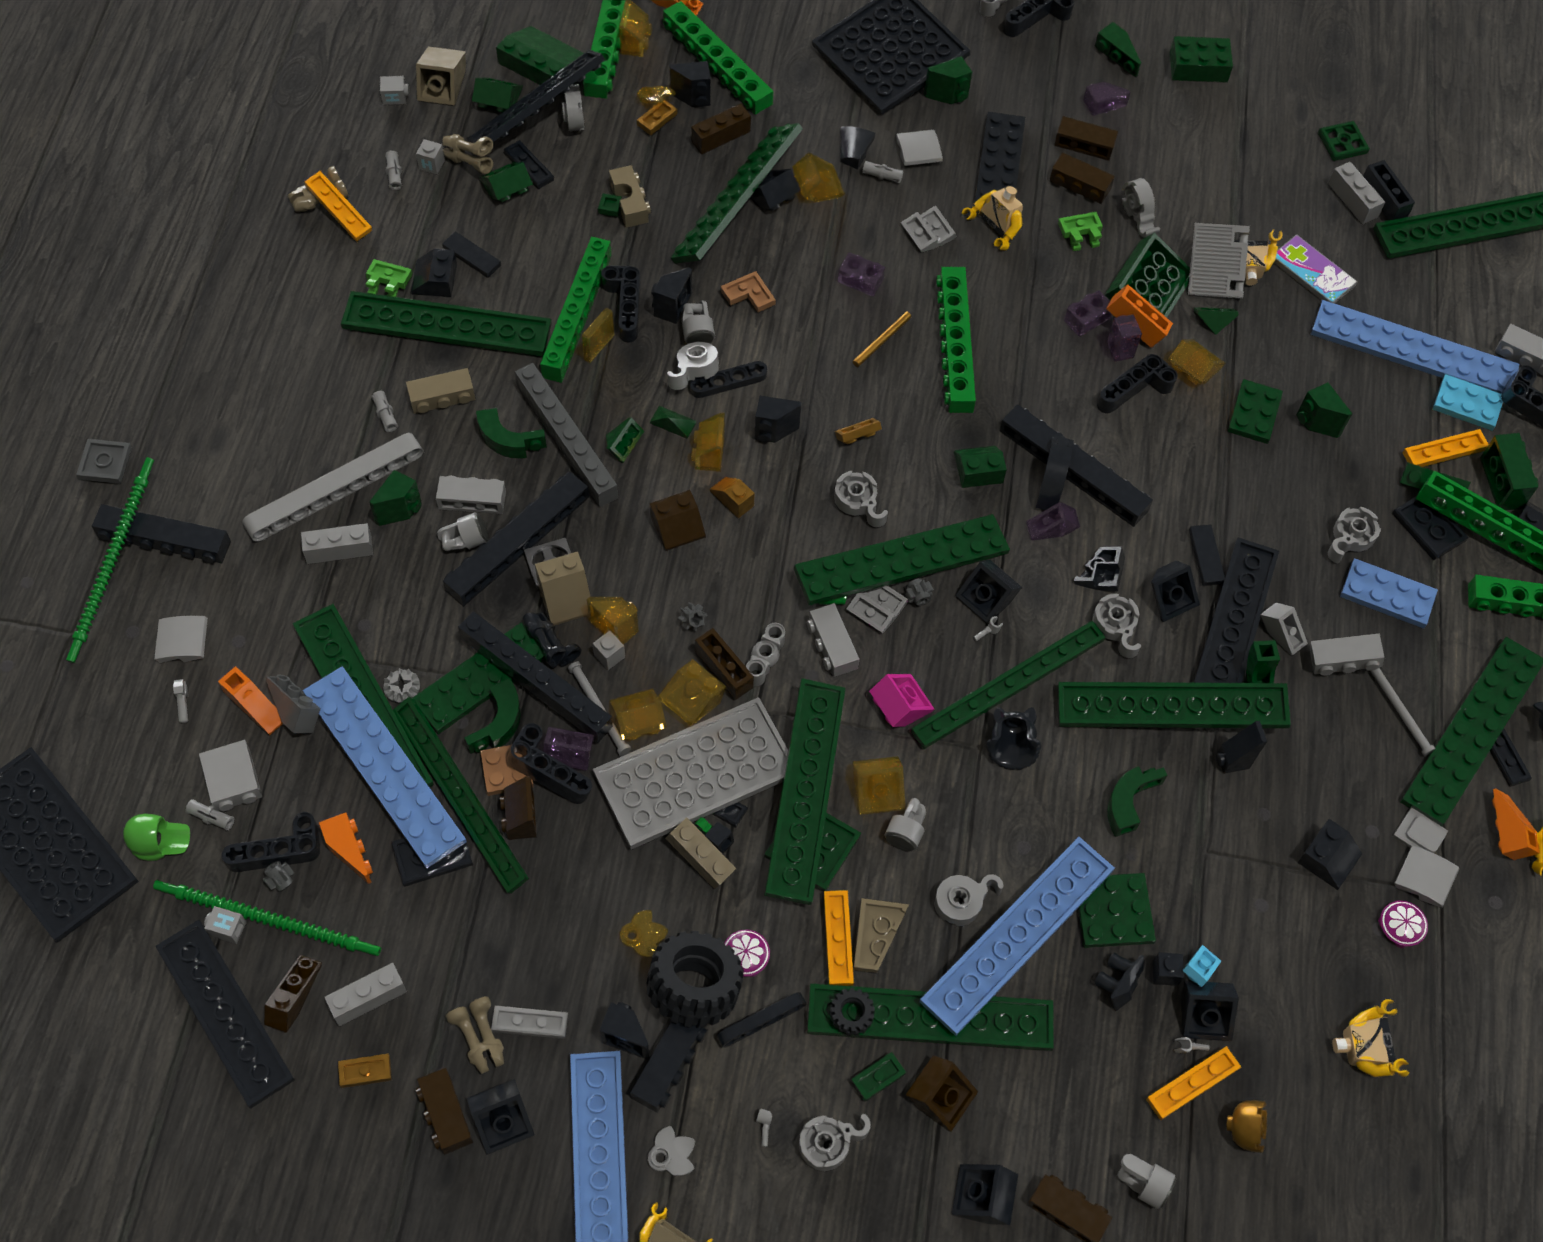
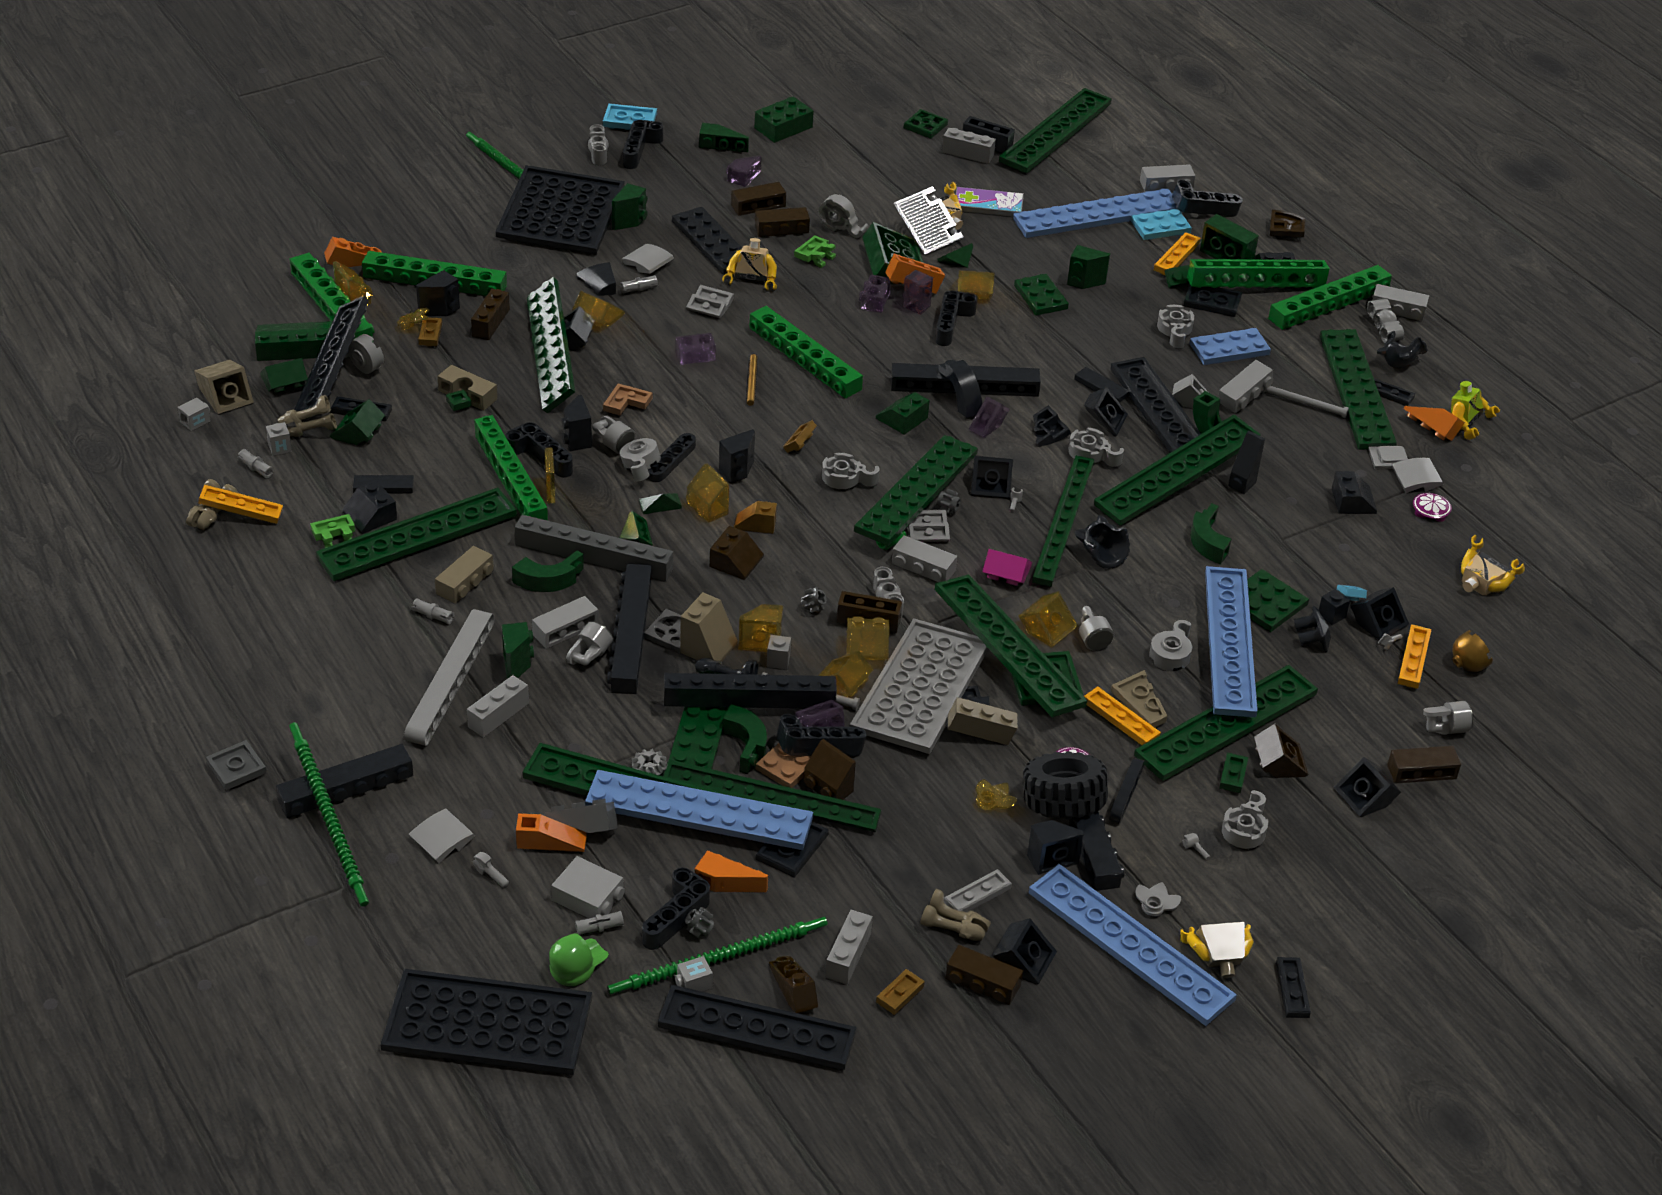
camera: 40 degrees left, 20 degrees down
(860, 999) = (1181, 734): black tyre -> none

